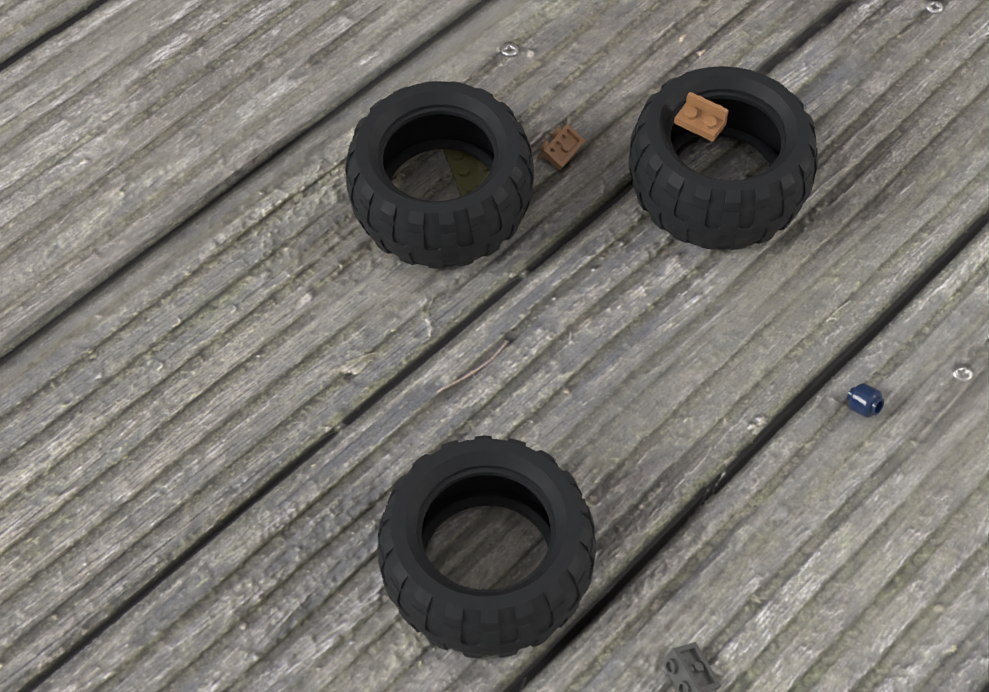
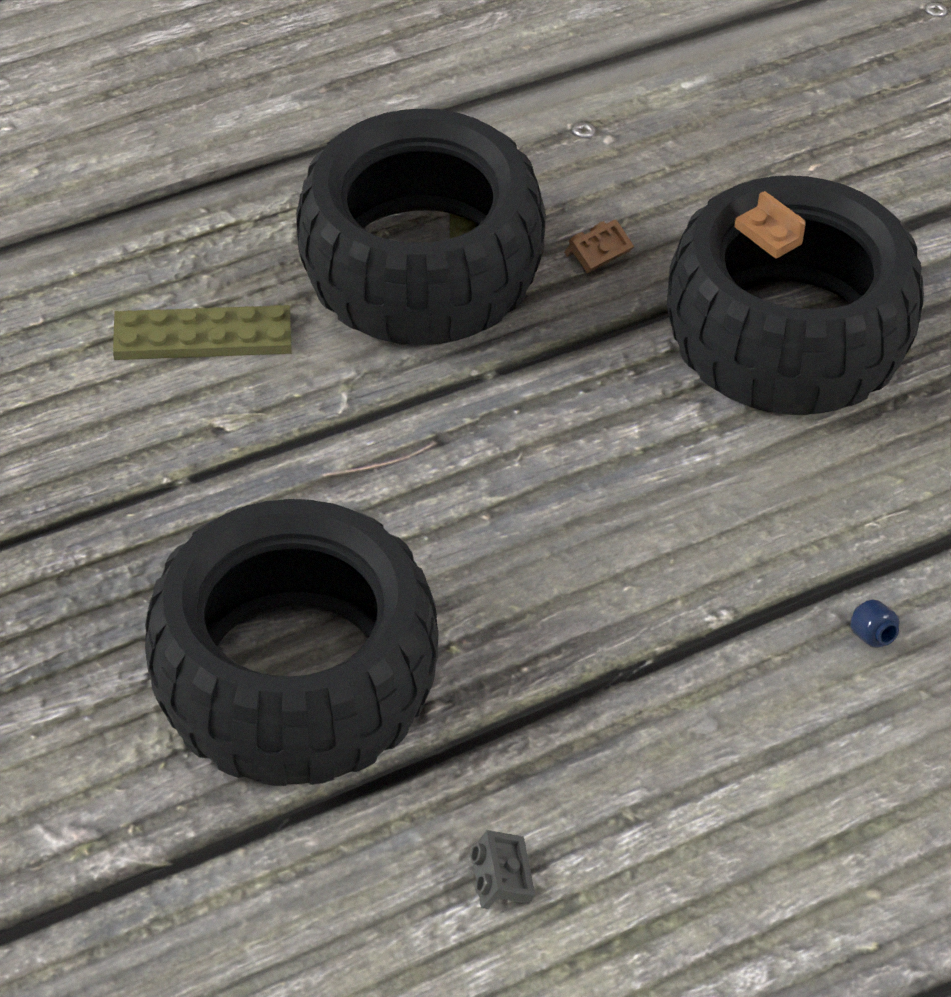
camera: 15 degrees right, 10 degrees down
(303, 298) = (202, 332): none -> olive plate

